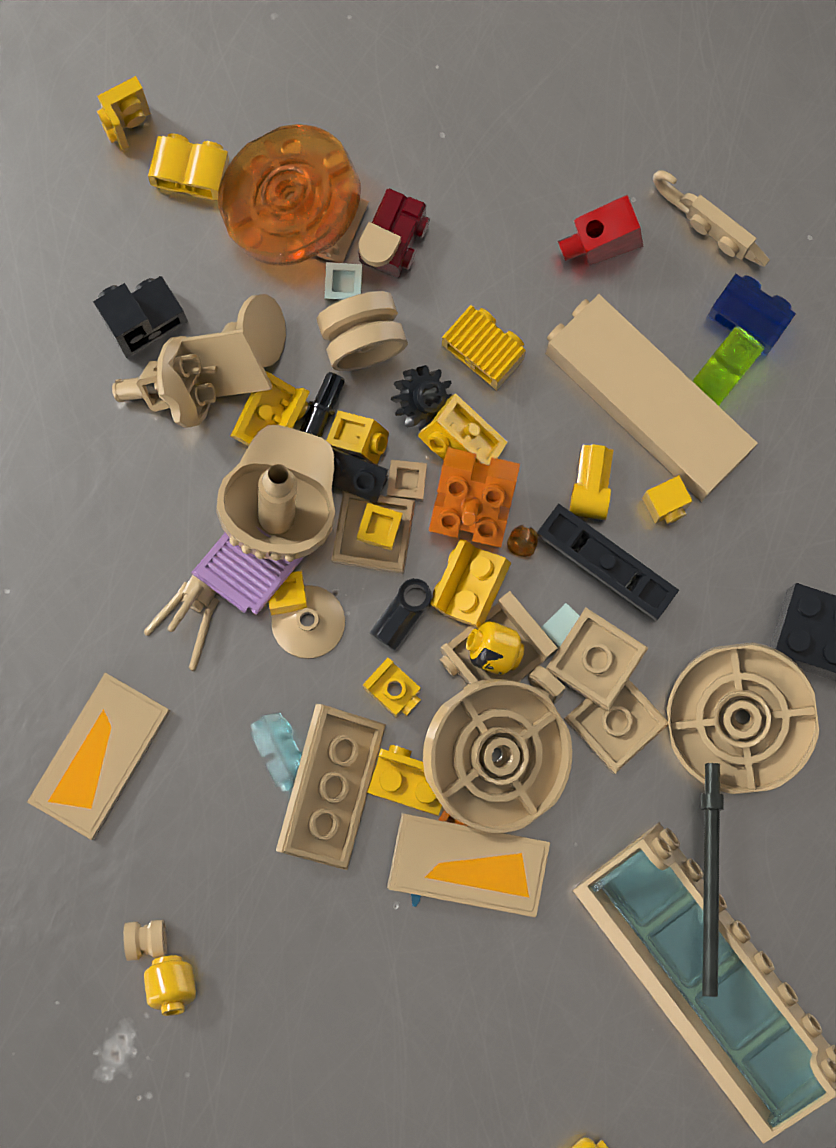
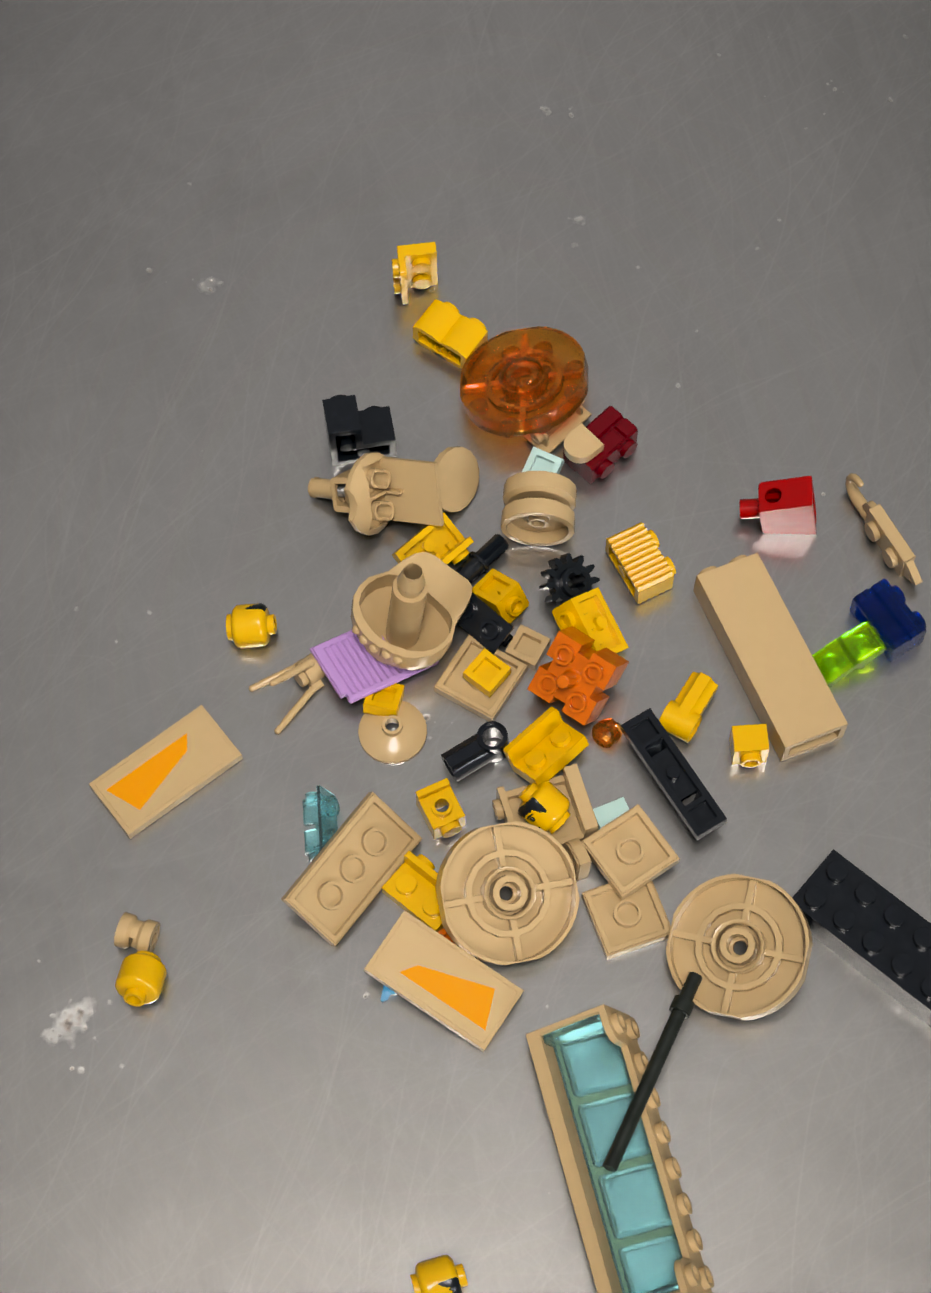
camera: 25 degrees right, 15 degrees down
(118, 568) = (250, 625): none -> yellow head

